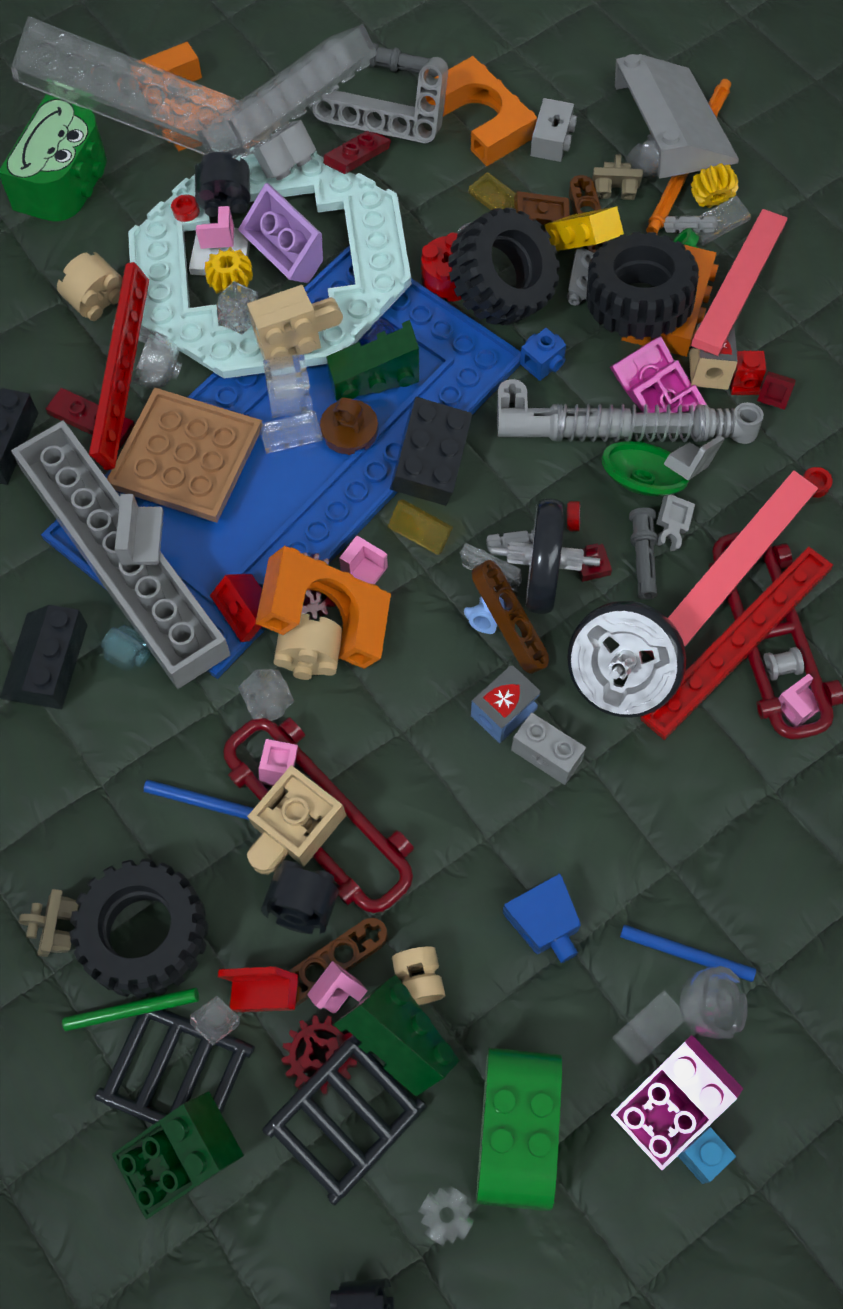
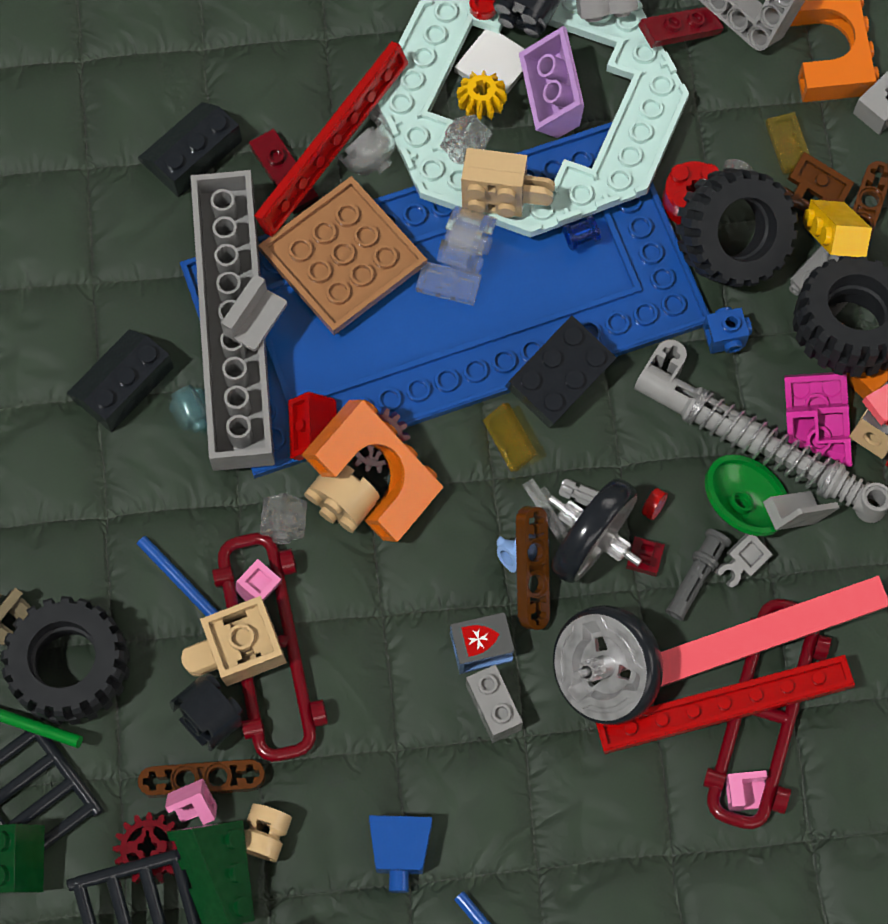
camera: 30 degrees right, 5 degrees up
(90, 285) = (352, 41): tan brick -> none
(214, 1020) = (83, 770): clear plate -> none
(217, 234) = (497, 48): bright pink panel -> none
(261, 989) = (133, 768): red panel -> none
(349, 426) = (504, 306): reddish brown tile -> none
(364, 561) = (439, 443): bright pink panel -> none
(376, 365) = (559, 261): dark green wedge -> none
(783, 663) = (754, 747): light grey bush -> none

